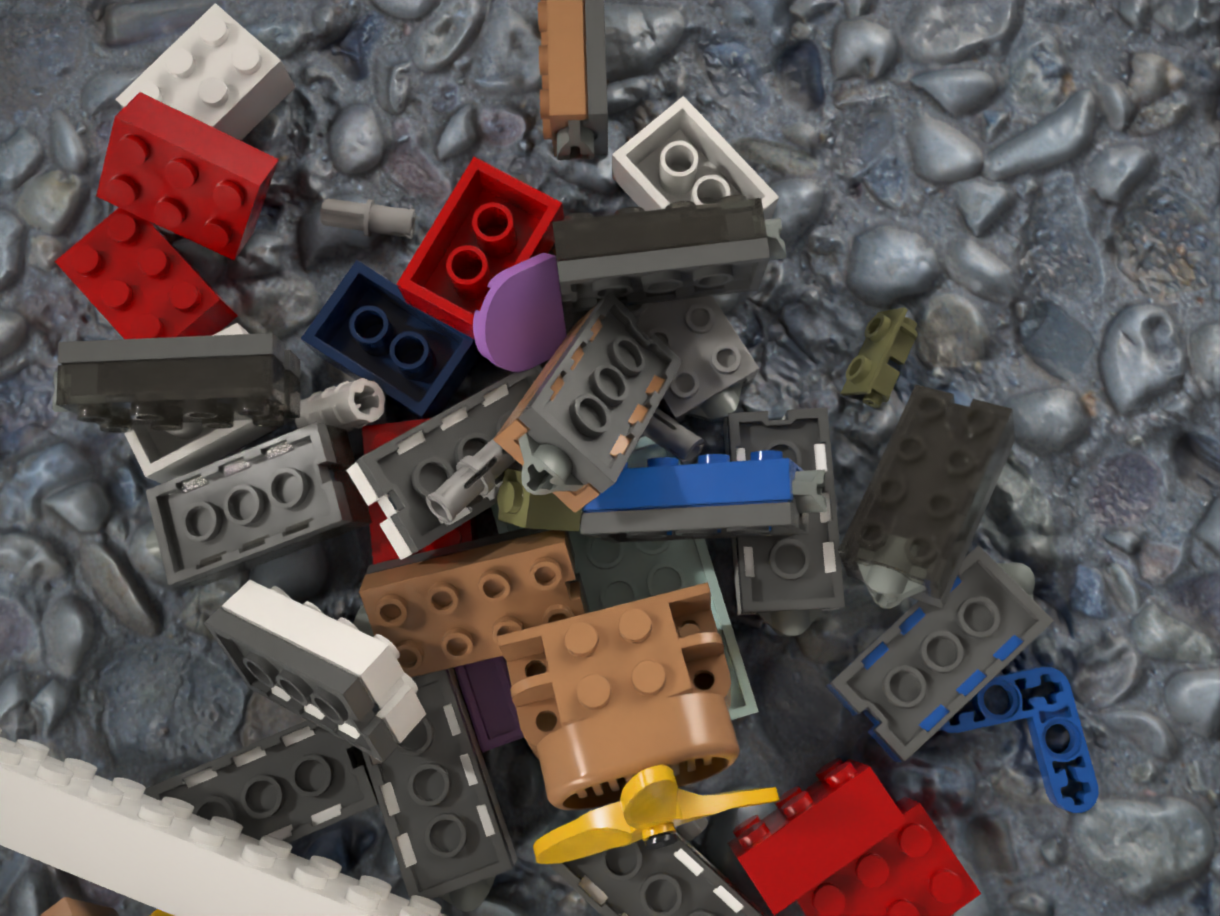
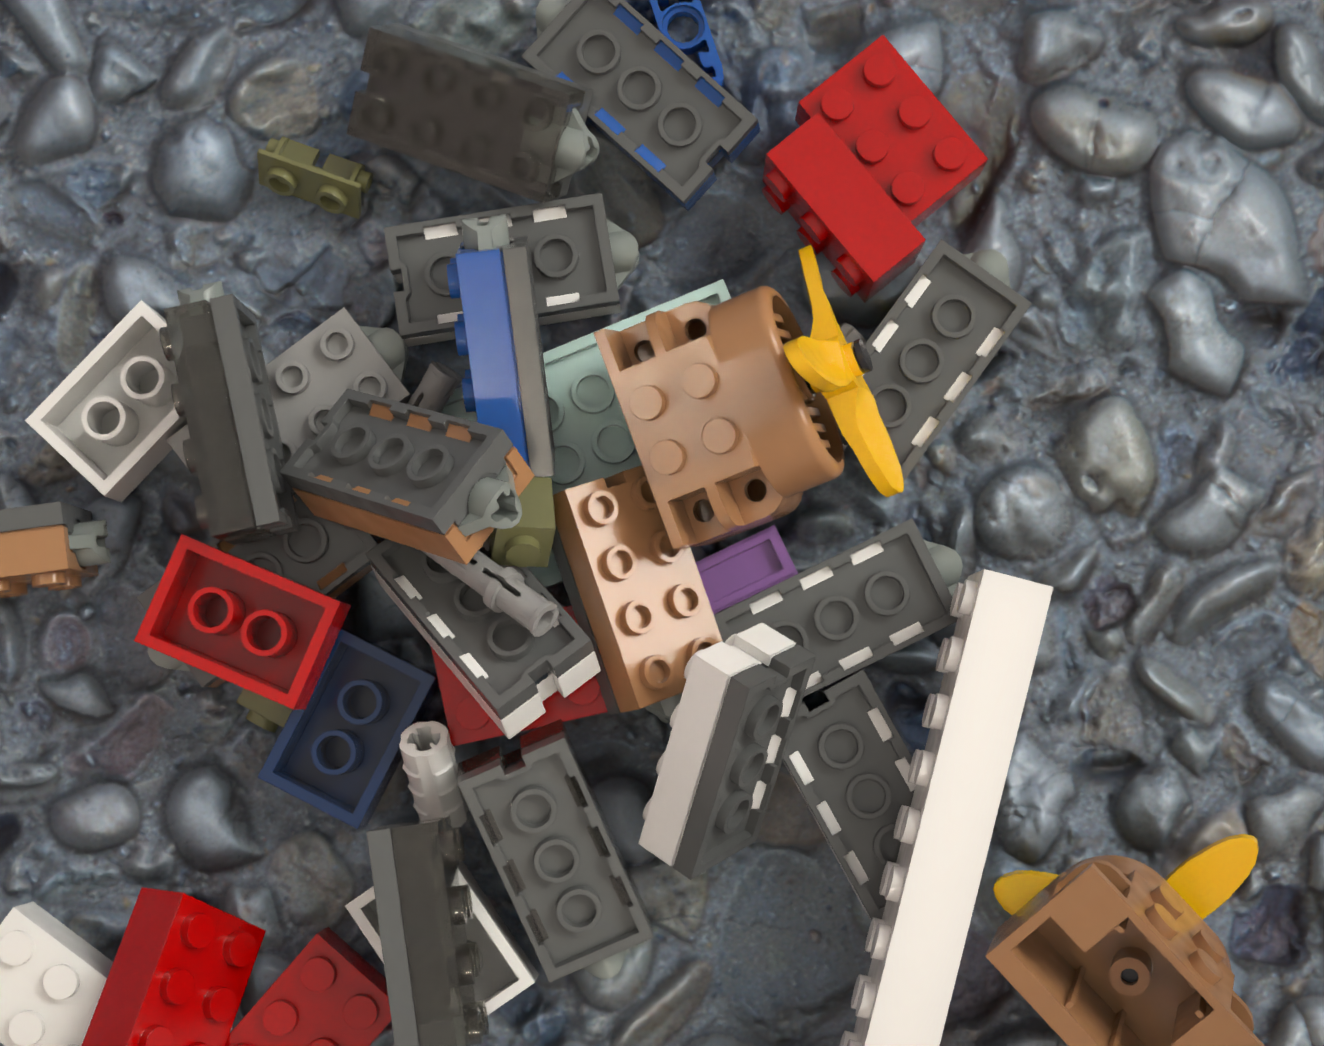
camera: 90 degrees left, 5 degrees up
(368, 217) = (196, 783): light grey axle -> none
(521, 315) = (315, 563): medium lavender tile -> none

